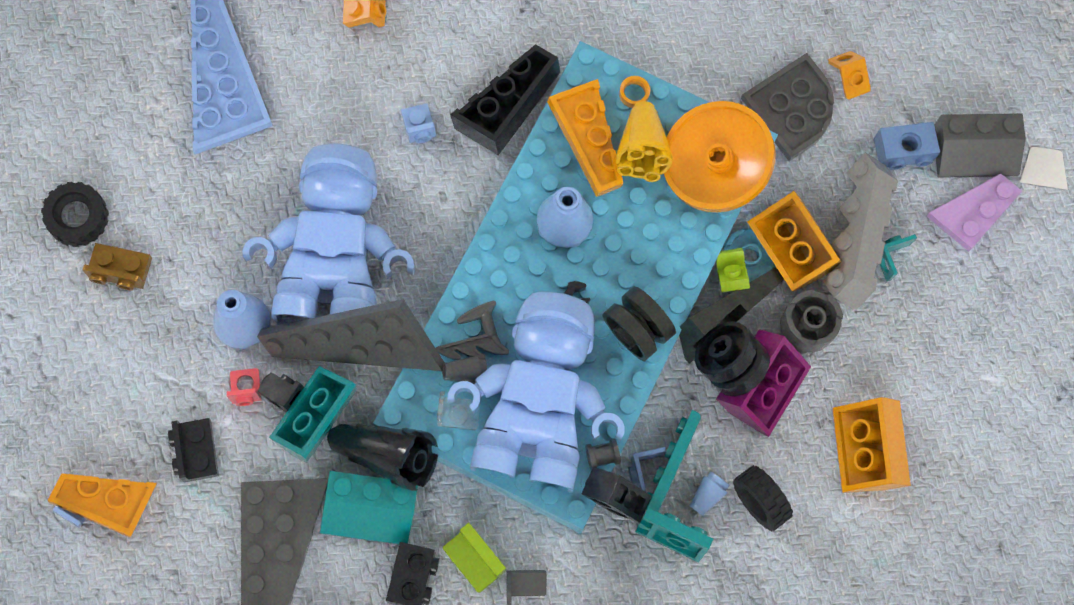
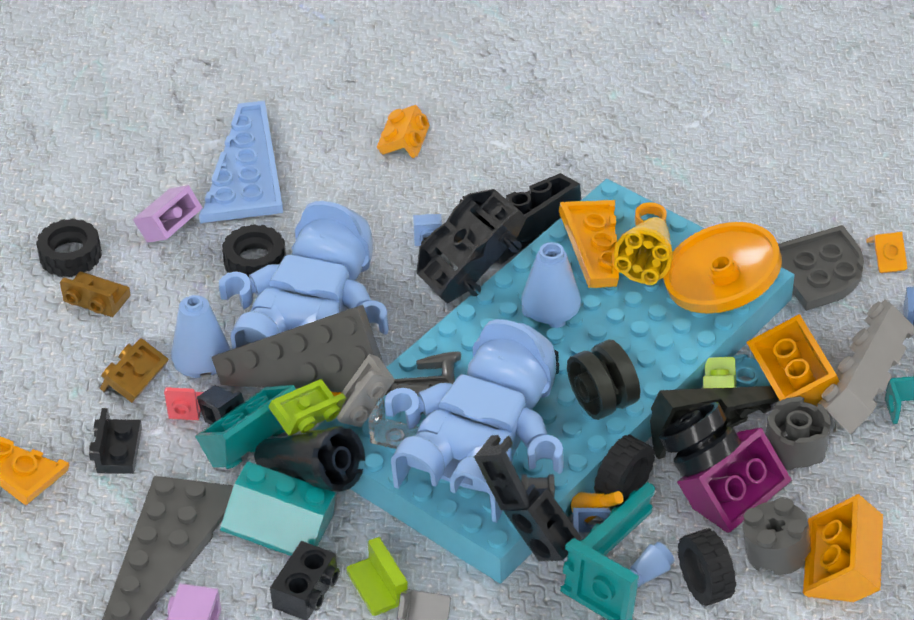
camera: 20 degrees right, 30 degrees down
(162, 157) = (167, 213): none -> lavender brick
(185, 359) = (135, 370): none -> pearl gold bracket
(259, 209) = (252, 238): none -> black tyre
(371, 403) = (306, 407): none -> lime bracket
(422, 379) = (363, 391): none -> light grey bracket
(470, 187) = (469, 244): none -> black piece
(579, 475) = (502, 476): none -> black hinge
(643, 440) = (596, 500): none -> light orange cone
(670, 403) = (625, 467): none -> black tyre
(819, 430) = (776, 536): none -> dark grey brick

